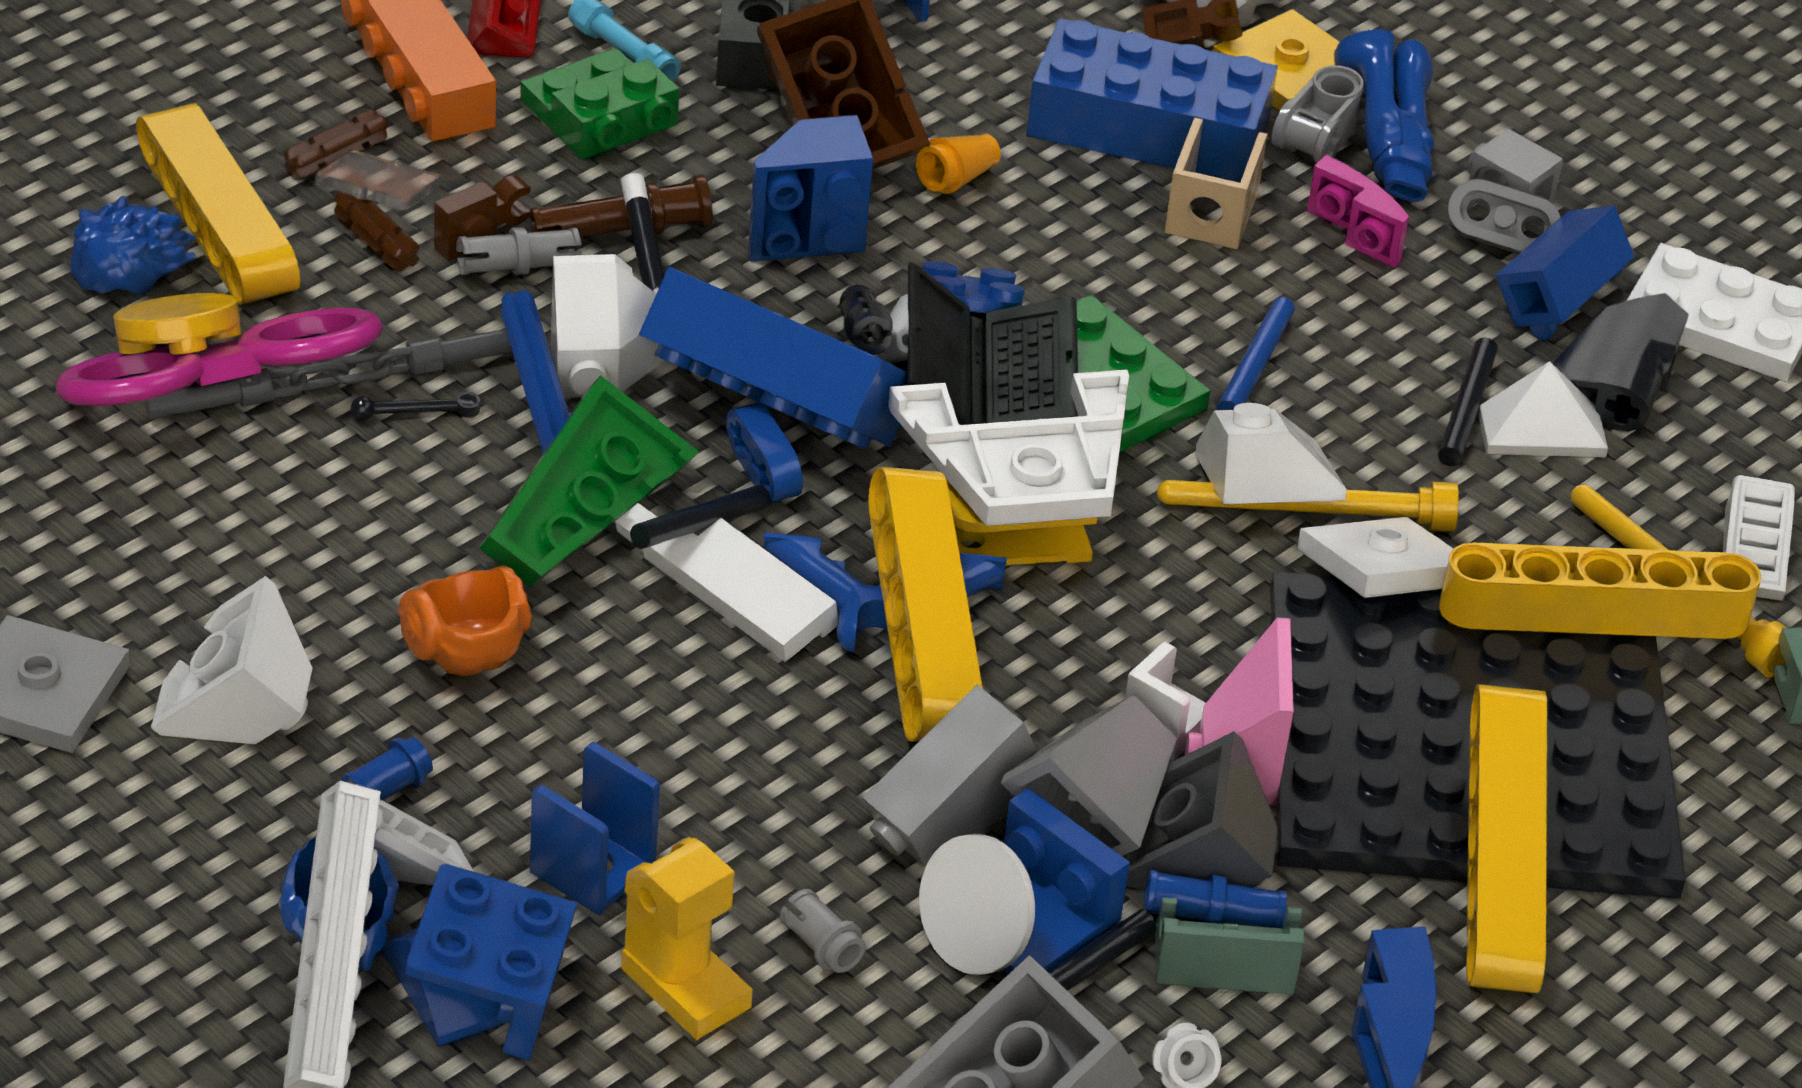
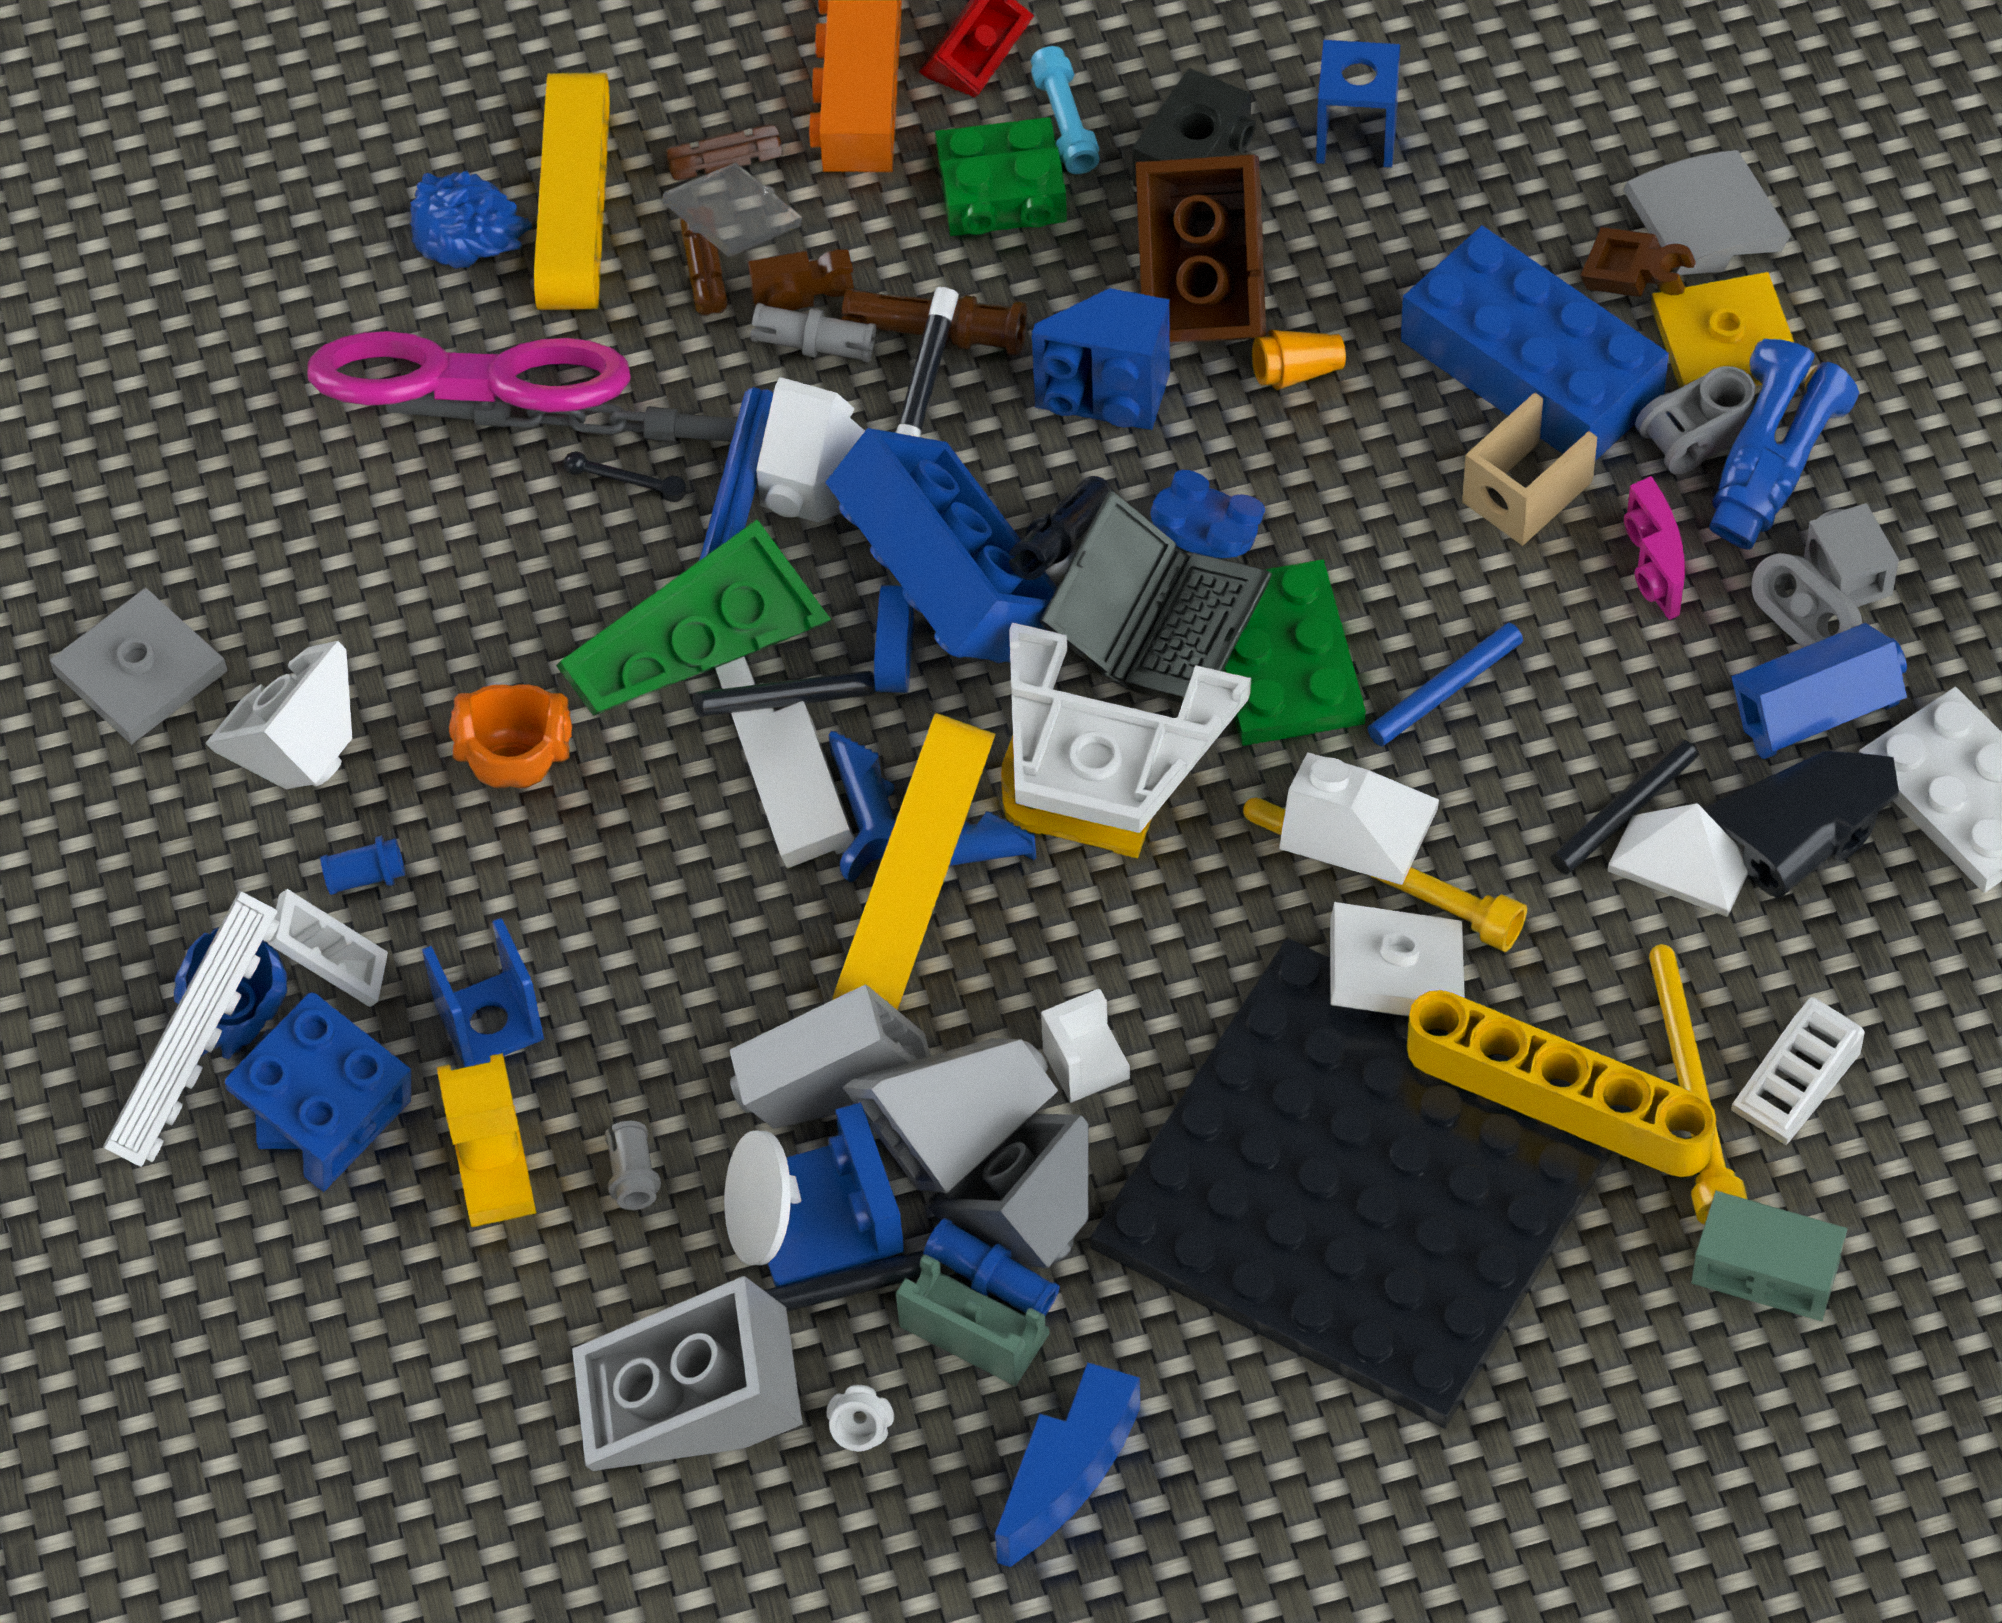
camera: 35 degrees right, 15 degrees up
(177, 320) = (449, 322): yellow tile -> none
(1256, 706) = (1134, 1096): bright pink slope -> none
(1507, 839) = (1280, 1314): yellow beam -> none

